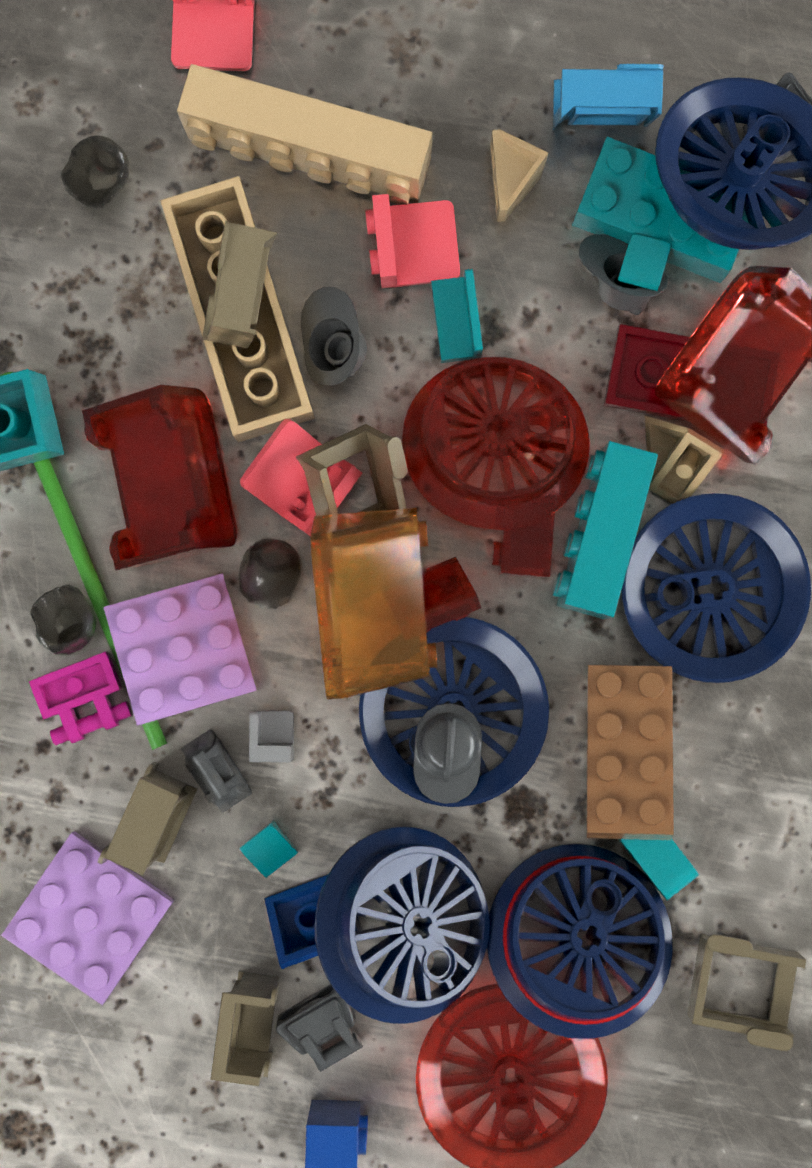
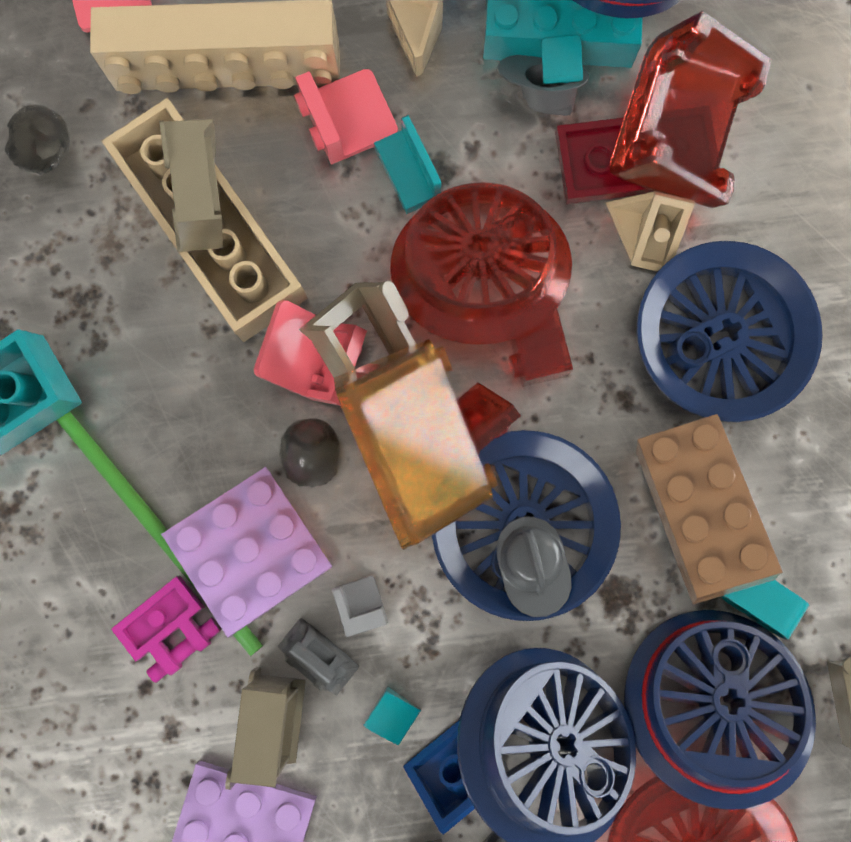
camera: 15 degrees left, 5 degrees down
(64, 620) = (128, 559): clear smoke hair -> none
(165, 475) = (183, 391): clear red windscreen -> none
(331, 336) = (299, 216): dark grey piece -> none
(606, 530) = (610, 310): teal brick -> none

